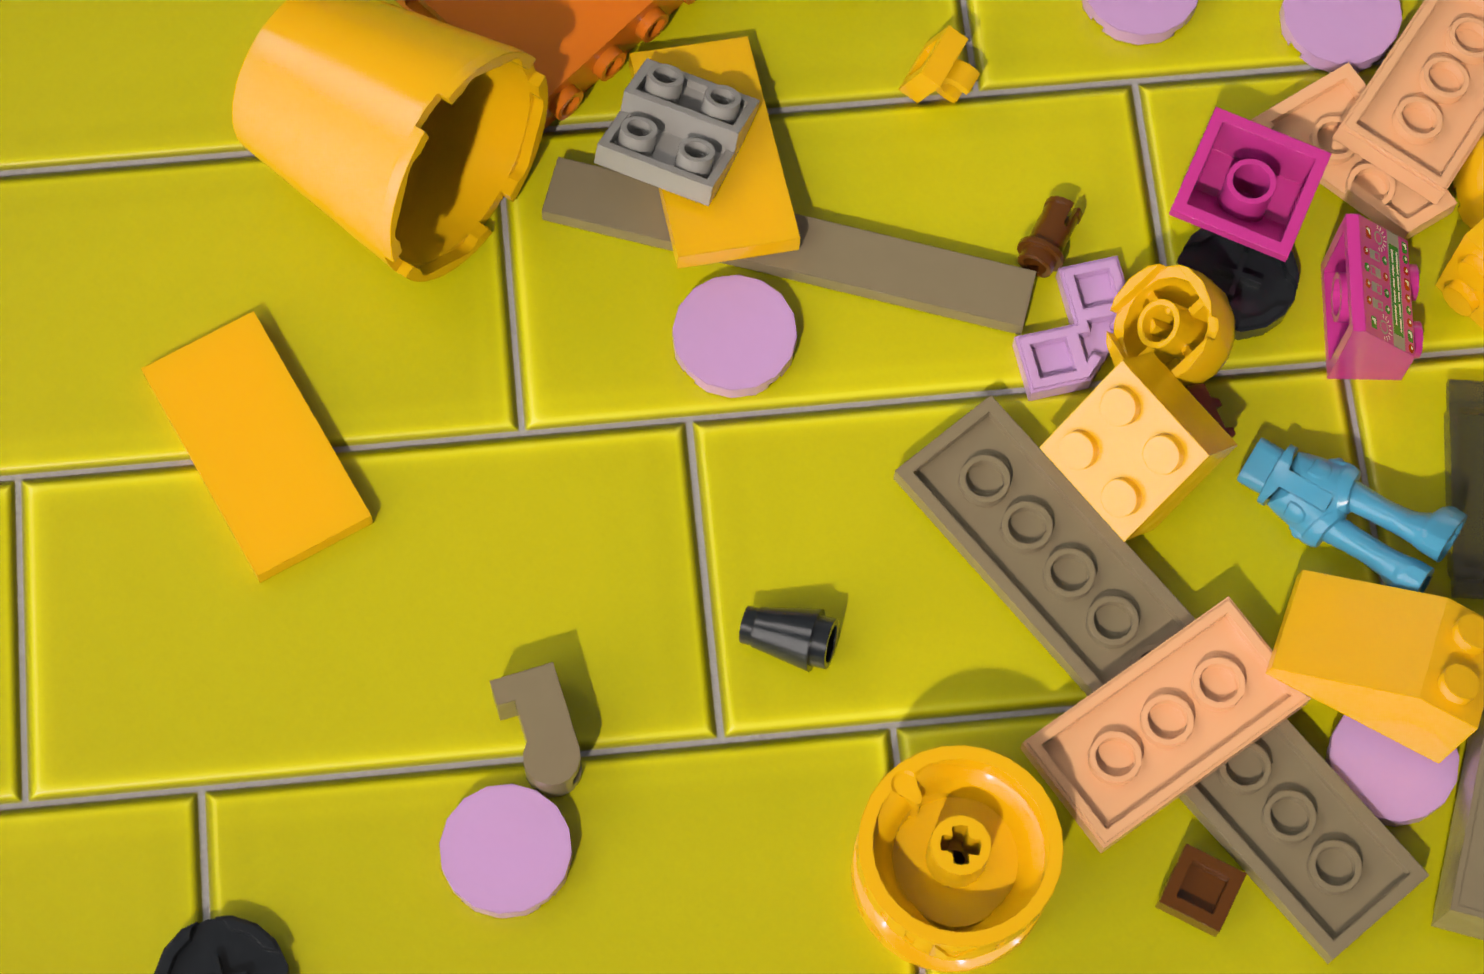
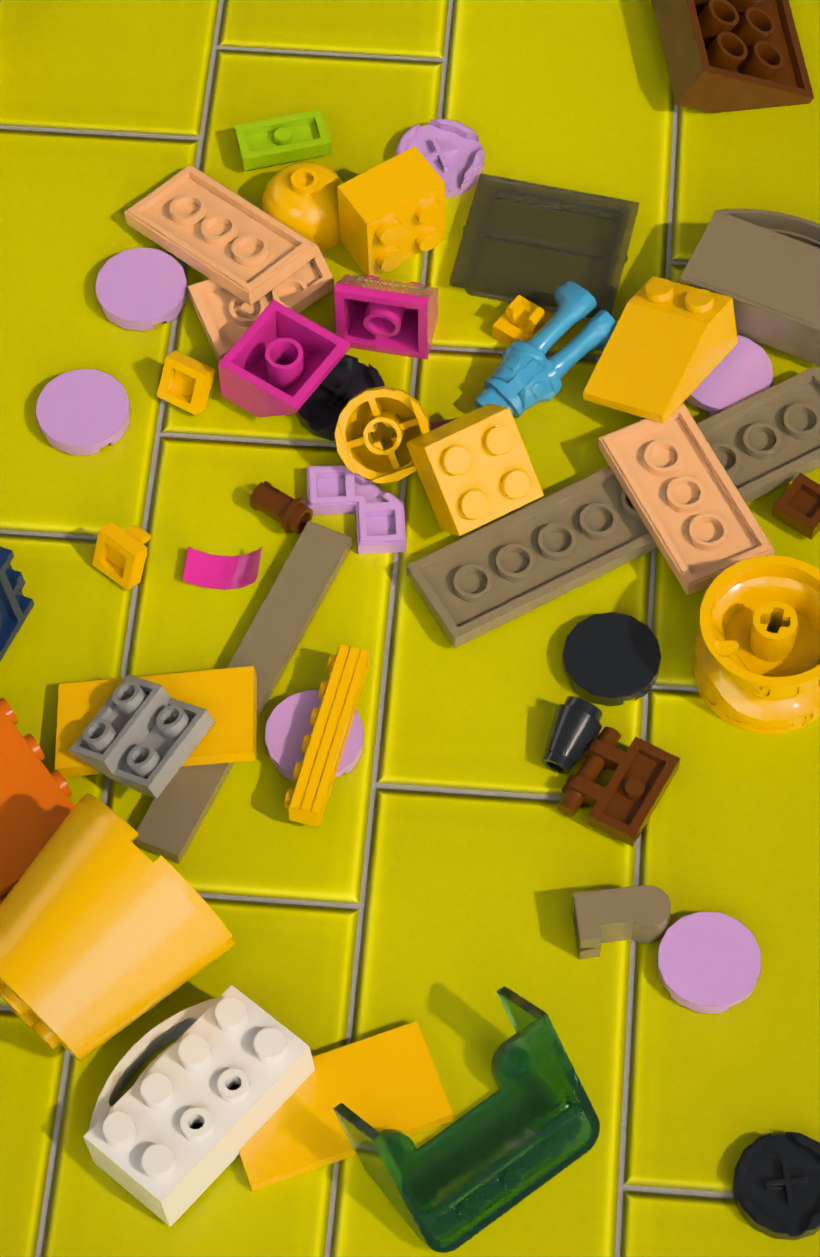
camera: 75 degrees left, 10 degrees down
(201, 614) = (495, 1150): none -> clear green windscreen
(226, 283) = (179, 1117): none -> white piece
(724, 721) = (632, 791): none -> reddish brown plate
(726, 344) = (329, 735): none -> yellow piece
(916, 672) = (611, 658): none -> black tile
(950, 183) = (221, 571): none -> dark pink sticker
(1203, 87) = (186, 382): none -> yellow tile
(1409, 479) = (520, 321): none -> yellow tile

